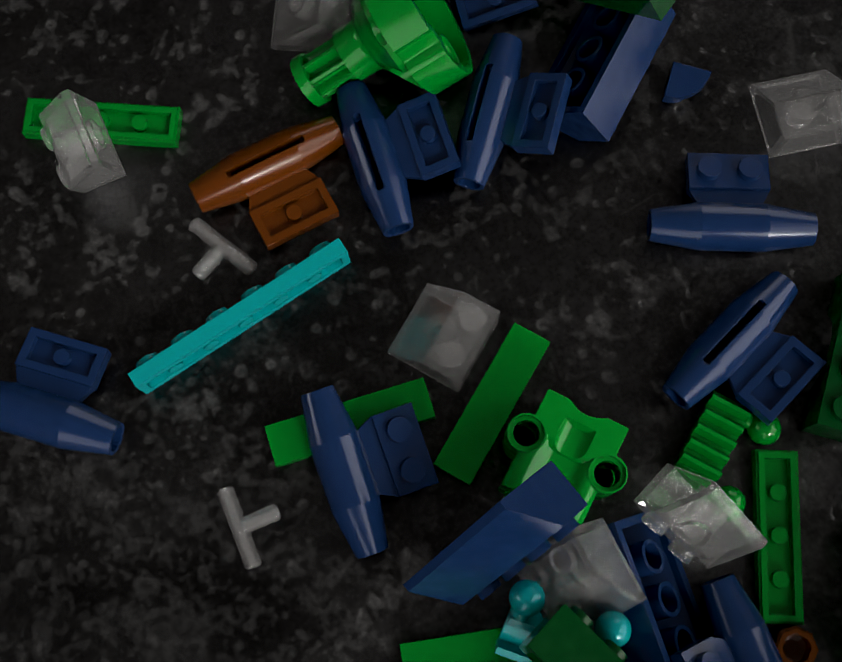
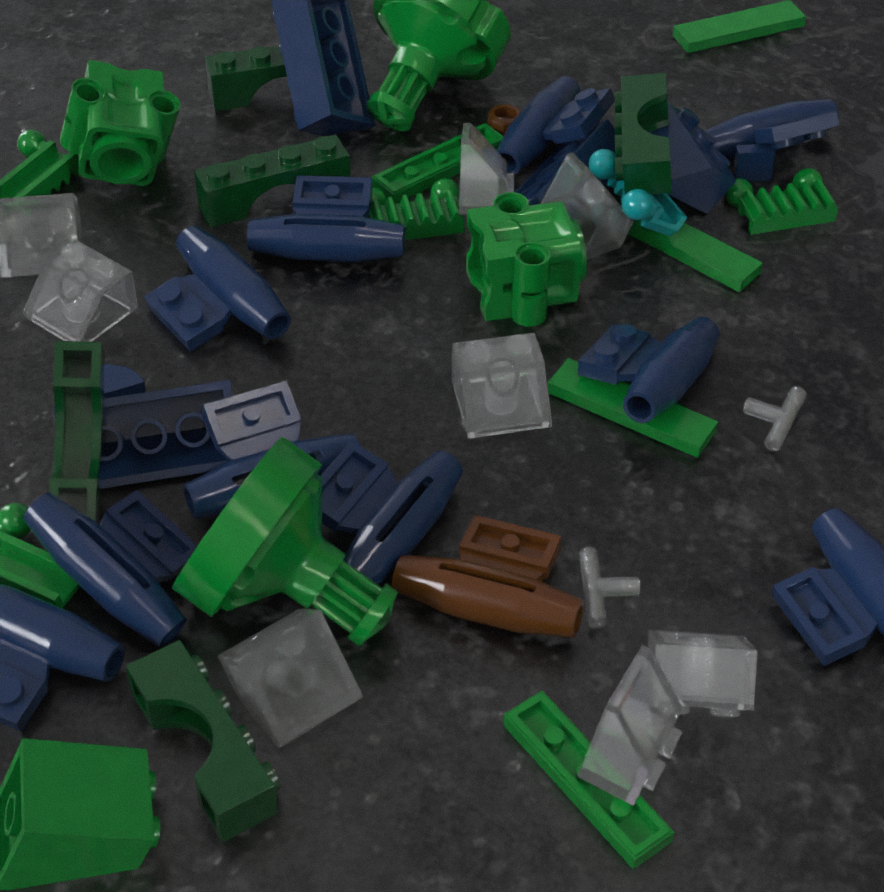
camera: 135 degrees left, 30 degrees down
(99, 245) = (708, 669): none -> clear slope
(227, 324) = (638, 517): teal plate -> none
(491, 404) = (553, 333): green tile -> none
(501, 538) = (622, 227): dark blue slope -> none

